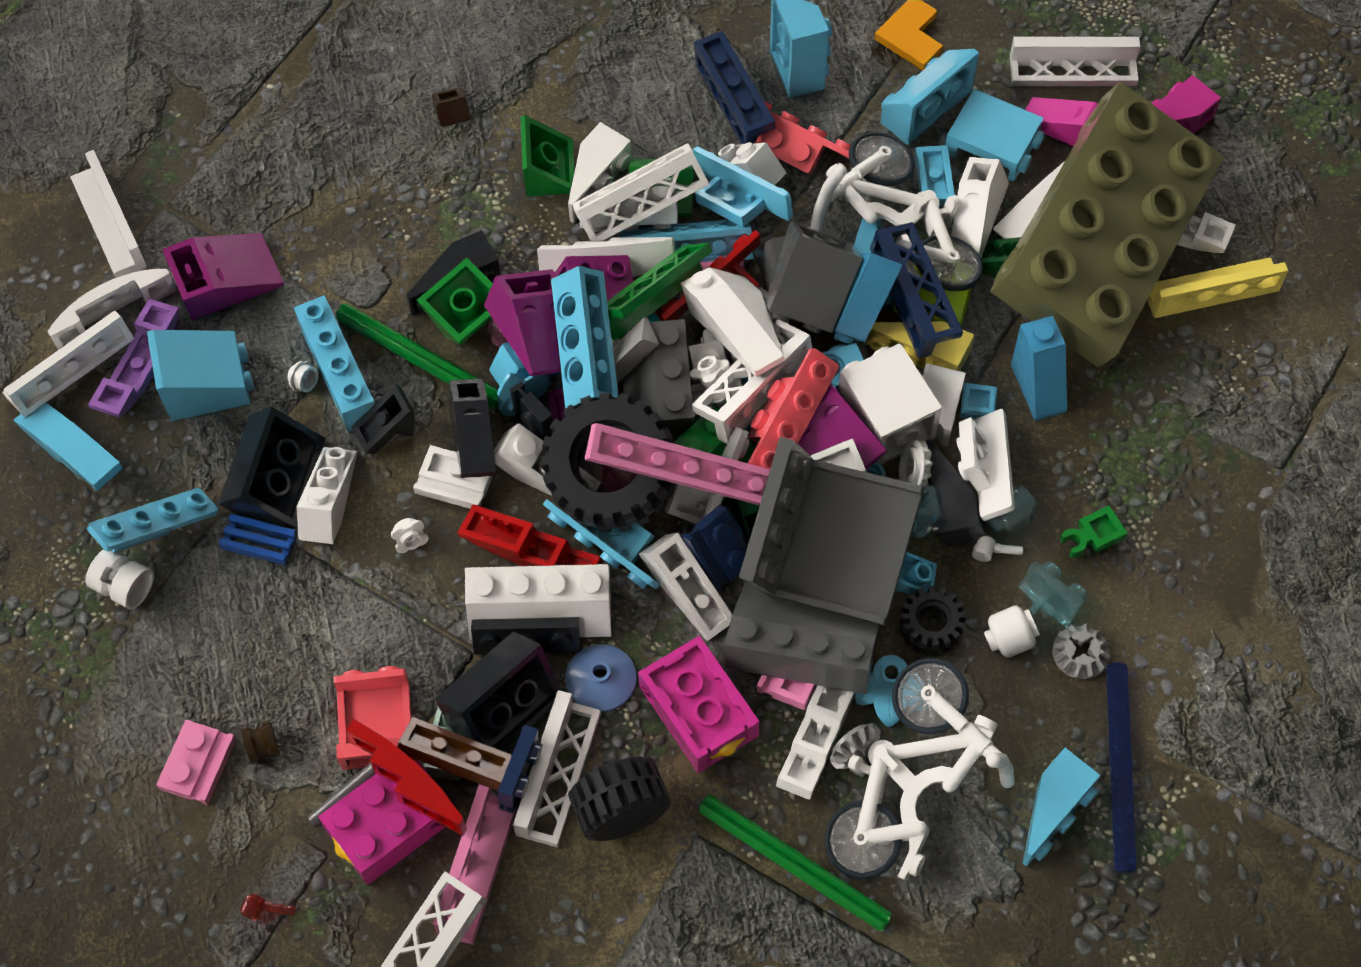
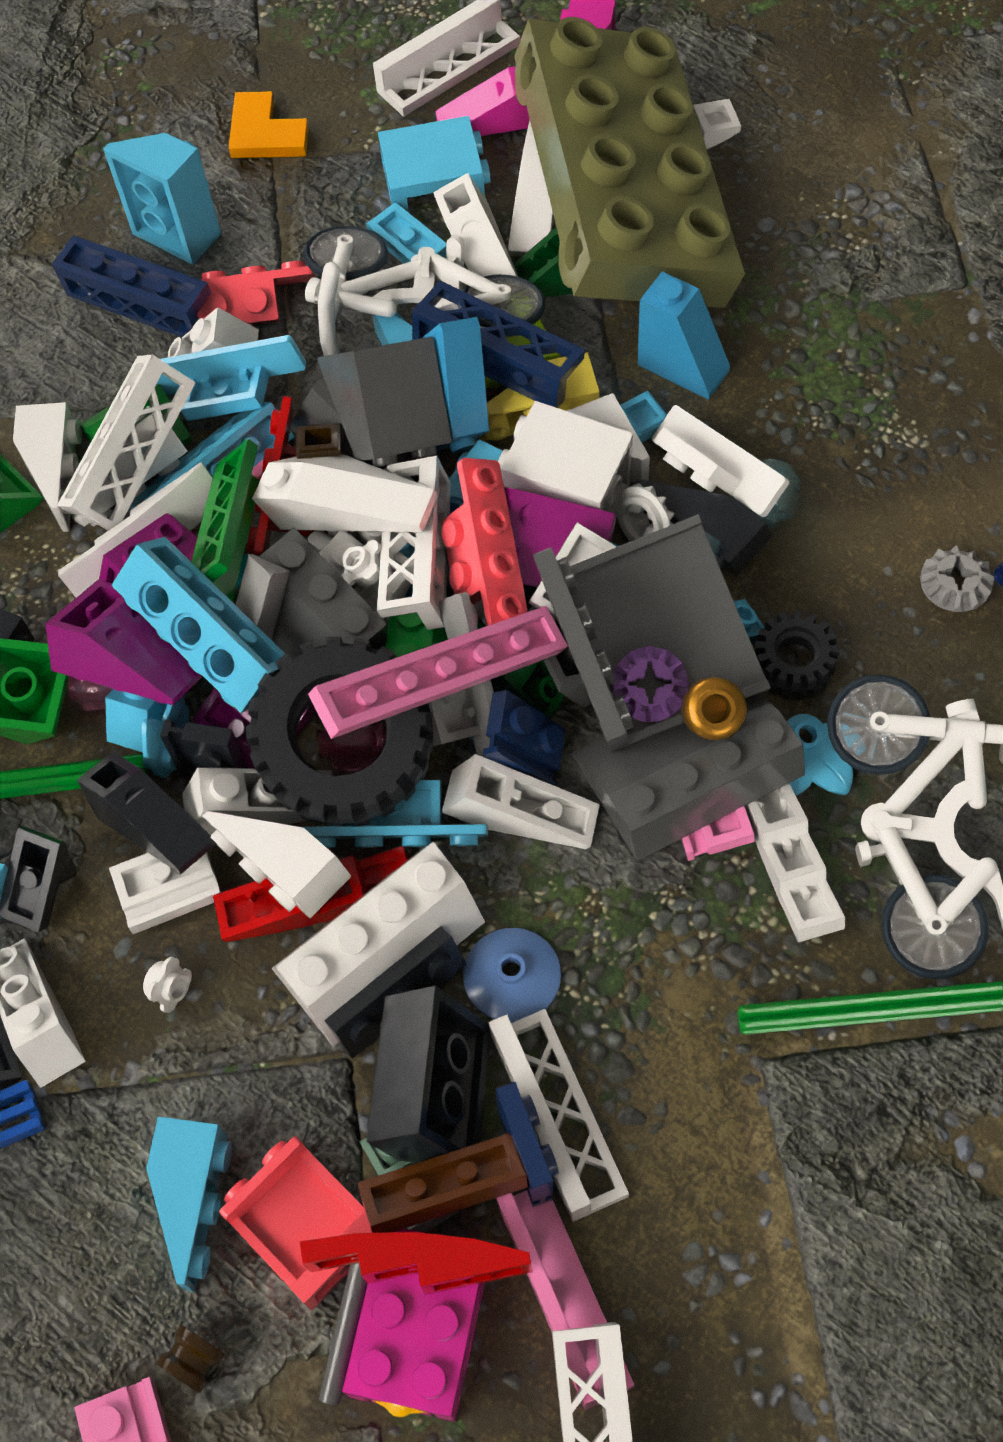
camera: 35 degrees left, 0 degrees up
(330, 649) = (184, 1183): none -> medium azure slope
(524, 514) = (286, 855): none -> white slope
(619, 798) = (663, 1086): black tyre -> none
(698, 704) = (649, 918): dark pink piece -> none
(753, 275) = (319, 441): none -> dark brown slope
(815, 584) = (666, 699): none -> medium lavender gear
(832, 609) = (714, 708): none -> pearl gold head
(854, 742) = (843, 836): light grey gear -> none
(930, 94) = (335, 165): medium azure slope -> none
(986, 546) = (778, 546): white hand -> none
(1011, 631) = (881, 607): white head -> none
(1050, 594) = (883, 543): clear light blue hips -> none
(1096, 530) = (866, 457): green plate -> none
(1216, 287) = (767, 159): light yellow fence -> none

